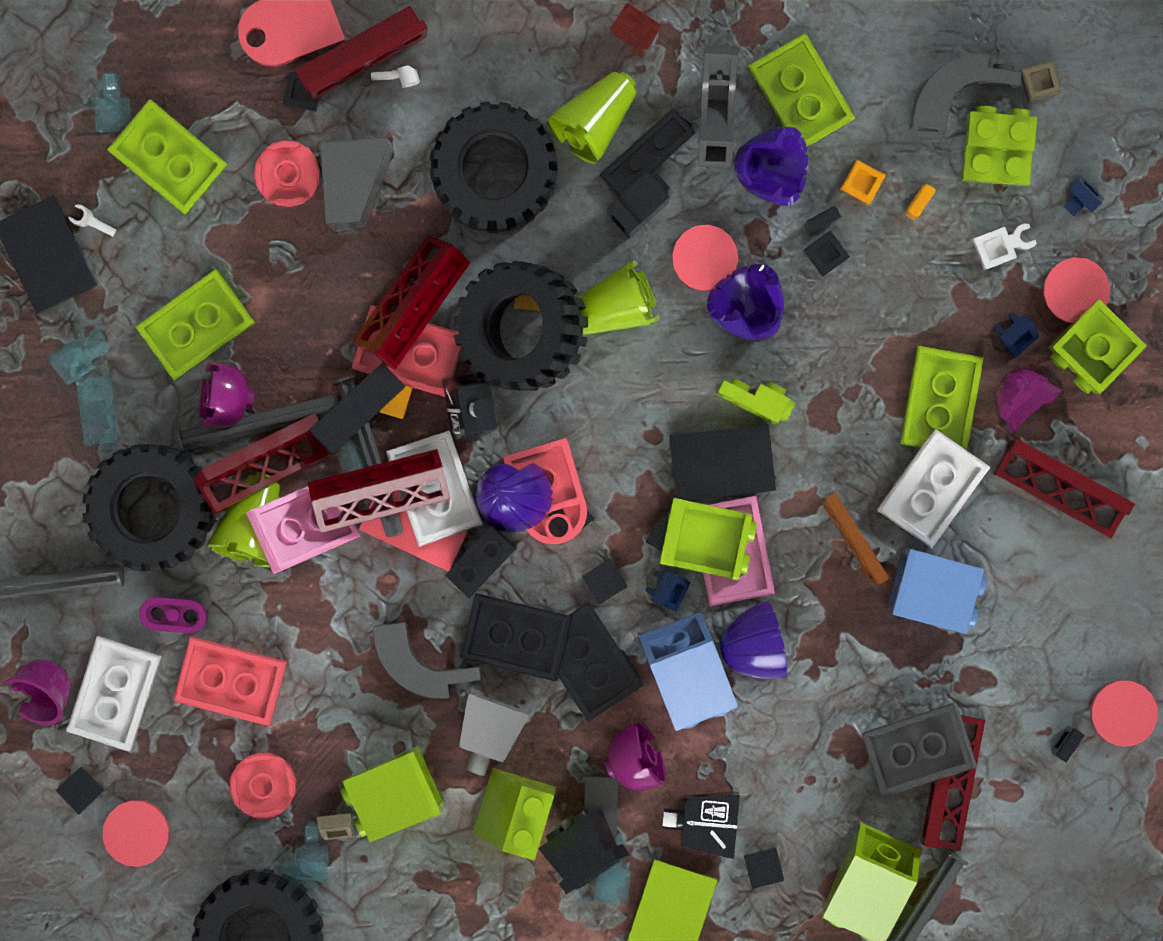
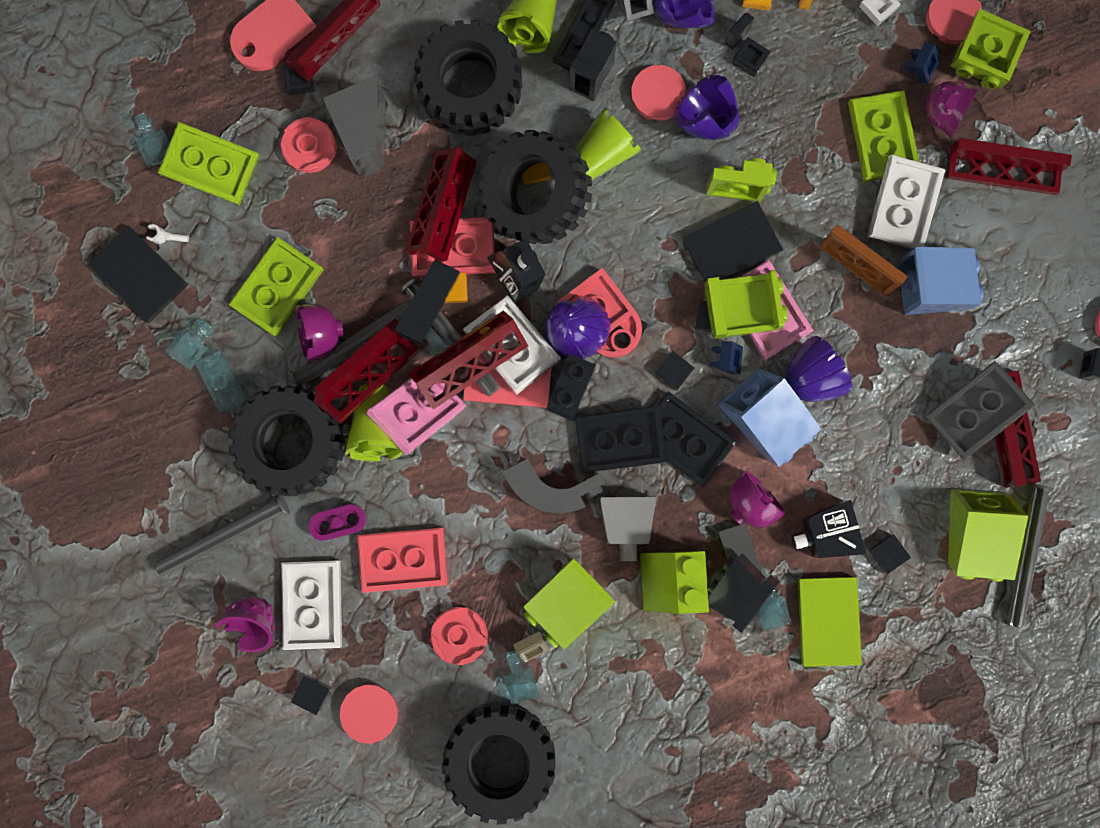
camera: 15 degrees left, 5 degrees down
(407, 75) = (373, 36): white hand -> none

